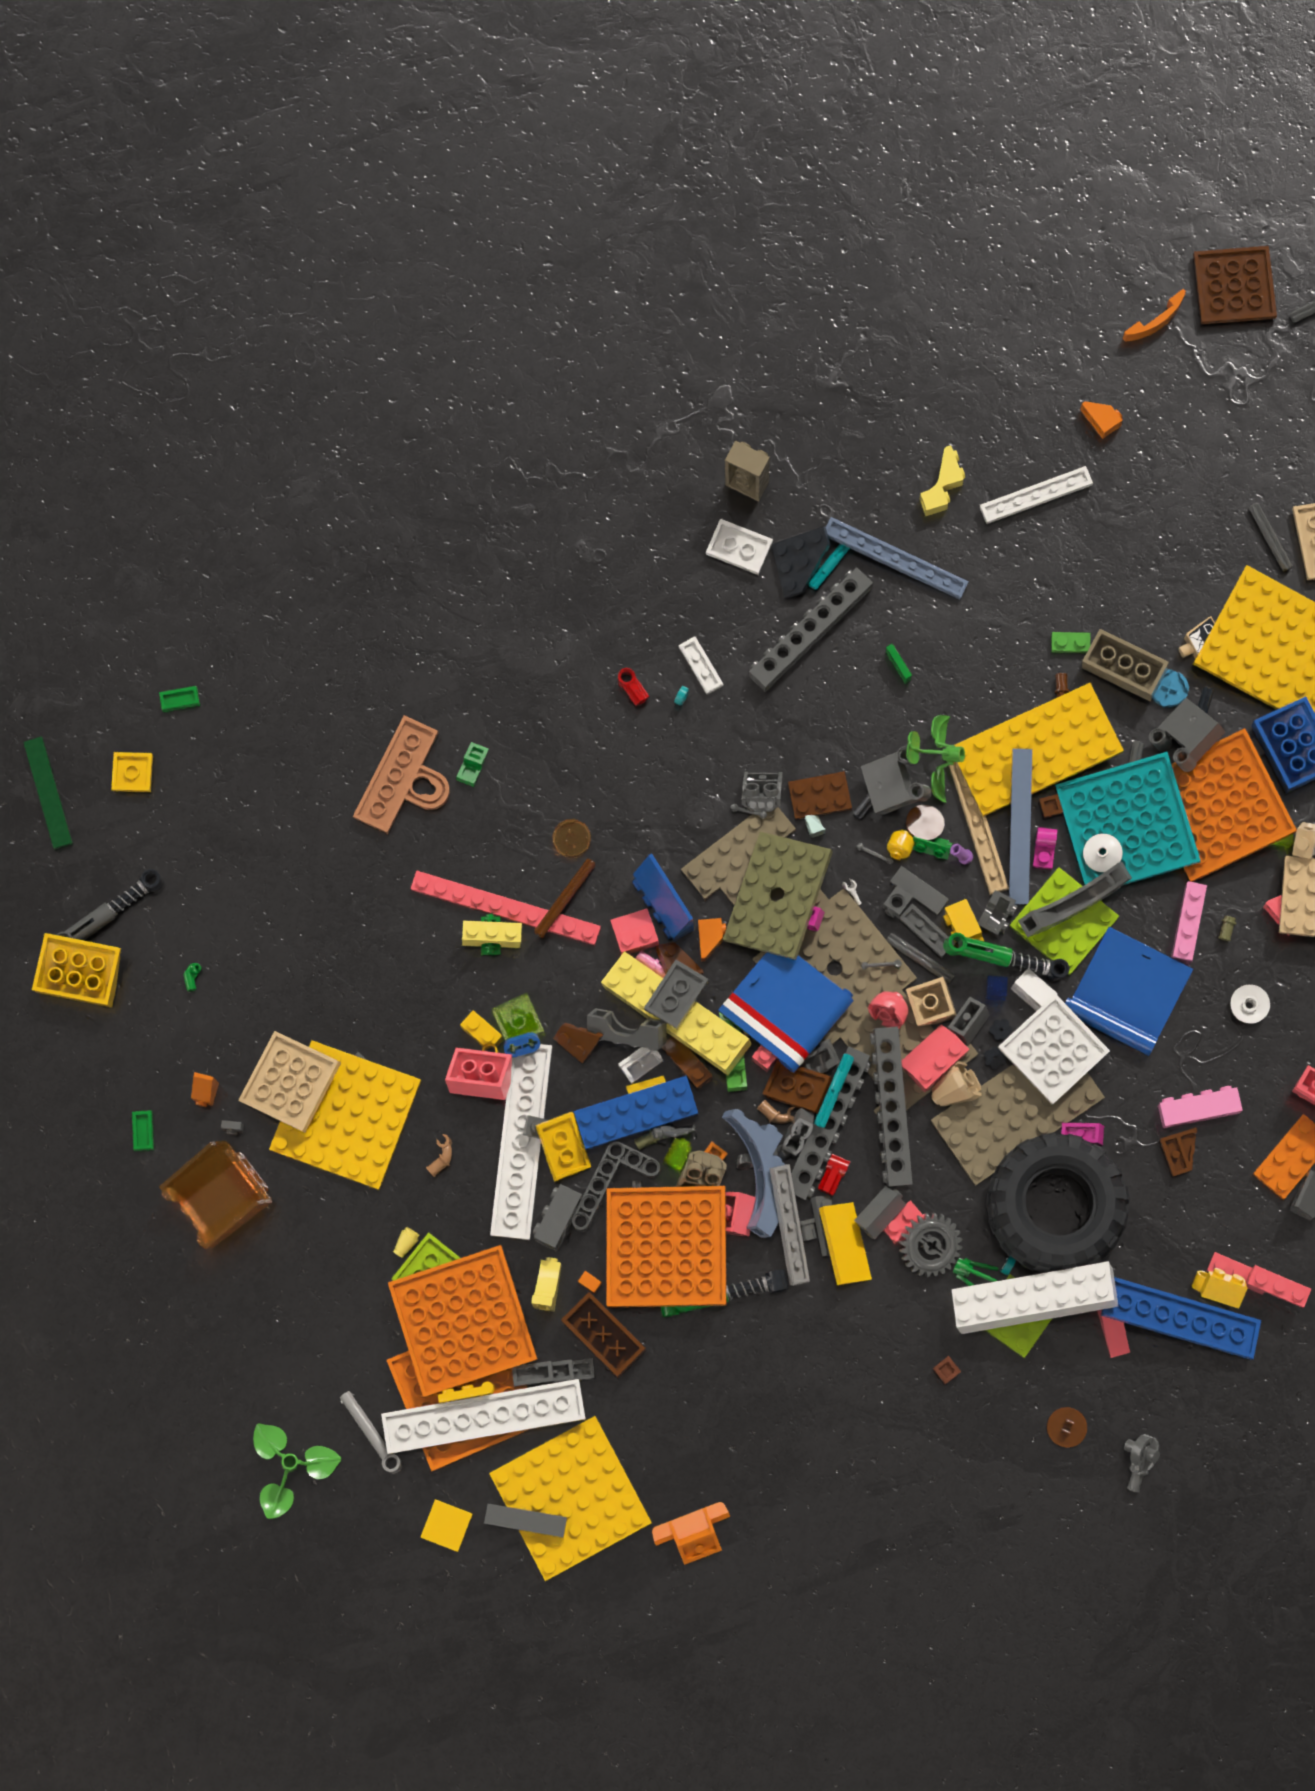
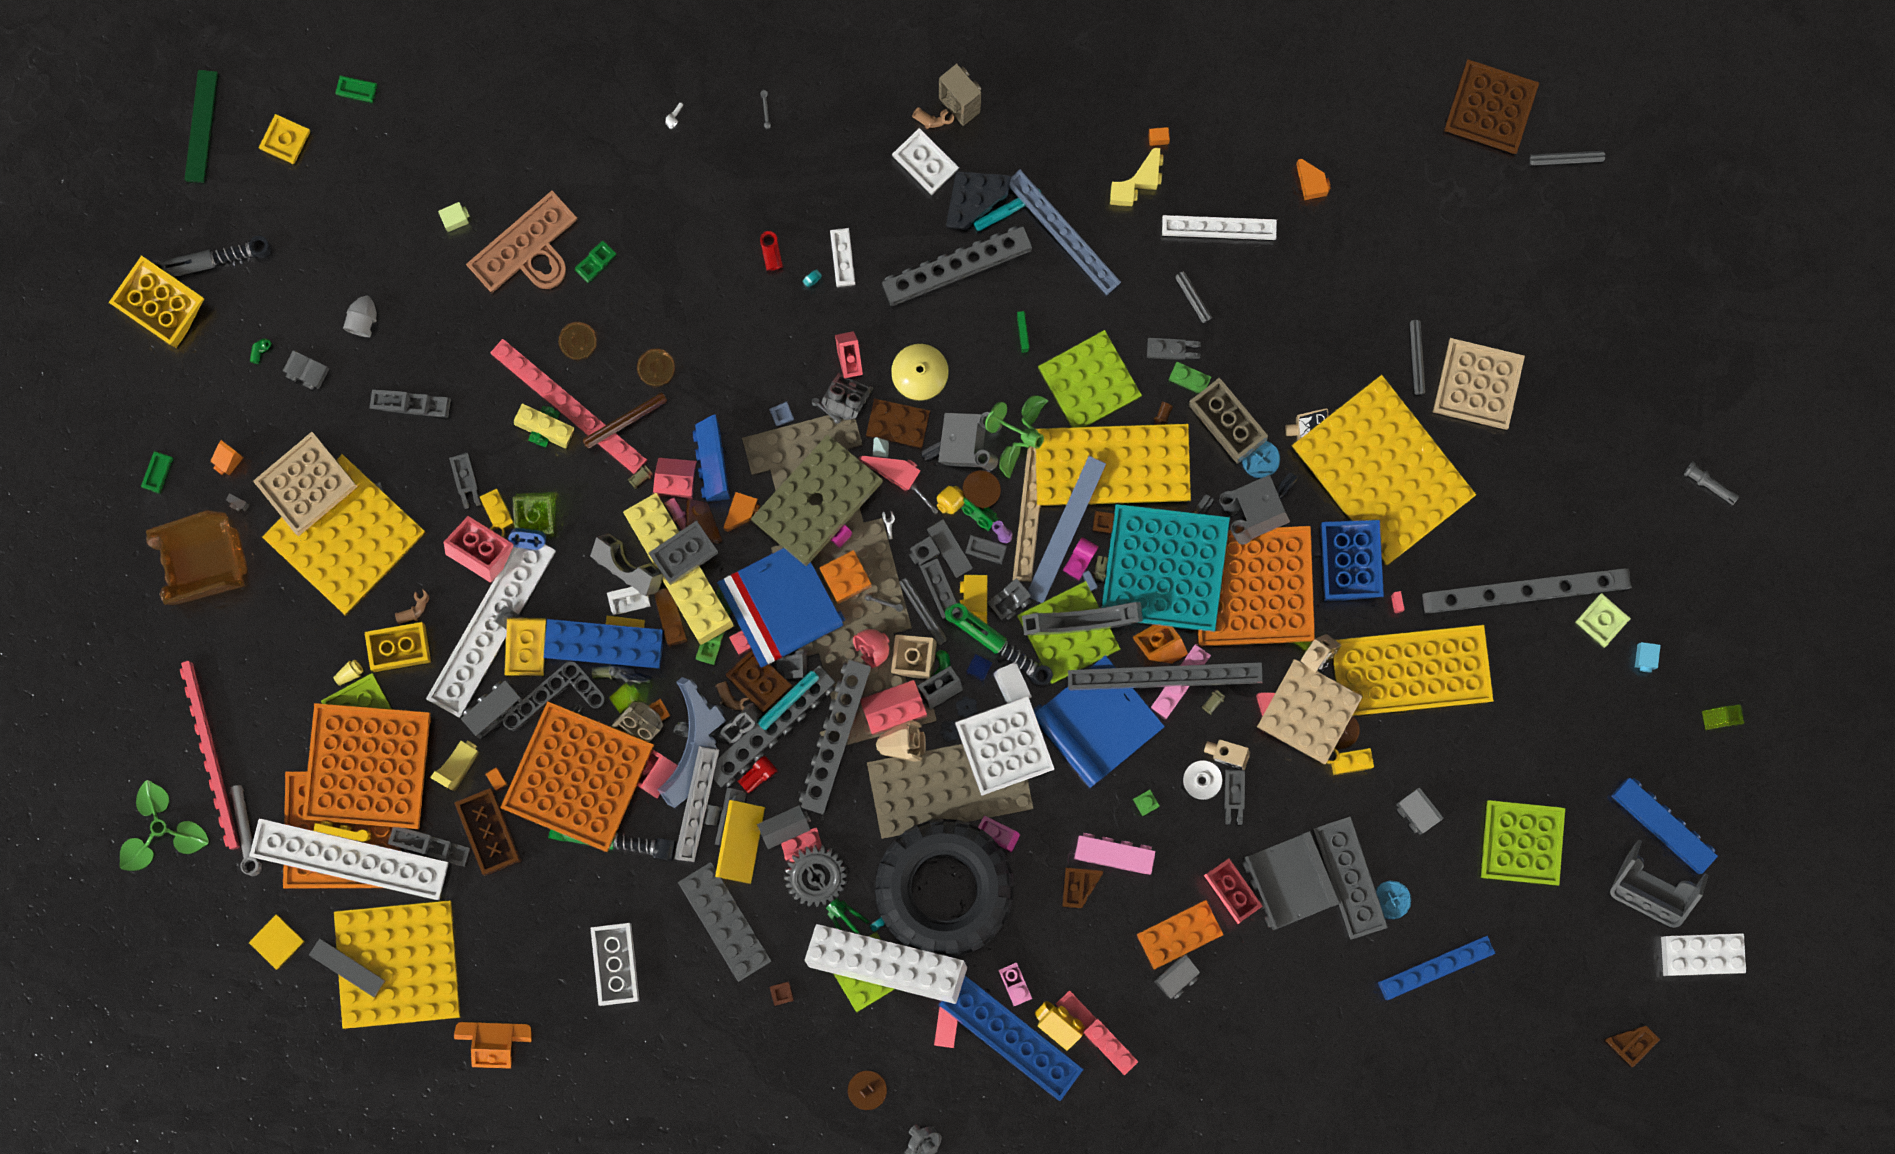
camera: 15 degrees right, 5 degrees up
(244, 976) = (306, 370): none -> dark grey brick
(275, 906) = (360, 317): none -> light grey helmet
(312, 1382) = (211, 764): none -> coral plate
(322, 777) = (454, 216): none -> yellowish green brick
(355, 967) = (410, 403): none -> dark grey slope
(437, 1014) = (464, 478): none -> dark grey hinge
(443, 1197) = (397, 647): none -> yellow brick
(486, 606) = (671, 121): none -> white hand
(487, 844) = (577, 340): none -> clear orange tile
(562, 548) = (764, 94): none -> dark grey hinge
(577, 1041) = (579, 556): reddish brown wing -> none
(601, 944) = (640, 476): none -> olive pin
(708, 832) = (781, 414): none -> sand blue tile
(728, 508) = (931, 121): none -> medium nougat piece
(747, 750) = (849, 354): none -> coral slope
(778, 1408) = (615, 964): none -> white brick
(816, 752) = (924, 384): none -> light yellow dish
(835, 955) = (845, 577): none -> orange brick
(839, 839) = (896, 471): none -> coral slope
(863, 1325) = (724, 922): none -> dark grey plate
(944, 435) = (1159, 136): none -> orange piece
(953, 877) = (986, 549): none -> dark grey tile
(959, 993) = (944, 660): none -> green arm
(980, 683) = (1090, 381): none -> lime plate
(1041, 567) = (1193, 297): none -> dark grey axle
(1042, 623) = (1171, 349): none -> dark grey hinge
(1061, 863) = (1090, 581): none -> sand blue tile
(1067, 850) = (1100, 569): none -> olive pin
(1104, 862) = (1137, 591): white dish -> none
(1139, 331) = (1382, 113): orange slope -> none
(1155, 894) = (1161, 644): none -> orange slope
(1162, 1267) = (1015, 984): none -> bright pink slope
(1174, 921) = (1165, 676): none -> dark grey plate
(1206, 1047) = (1146, 802): none -> bright green plate
(1272, 969) = (1237, 755): none -> tan torso
(1285, 1005) = (1234, 794): none -> dark grey hinge

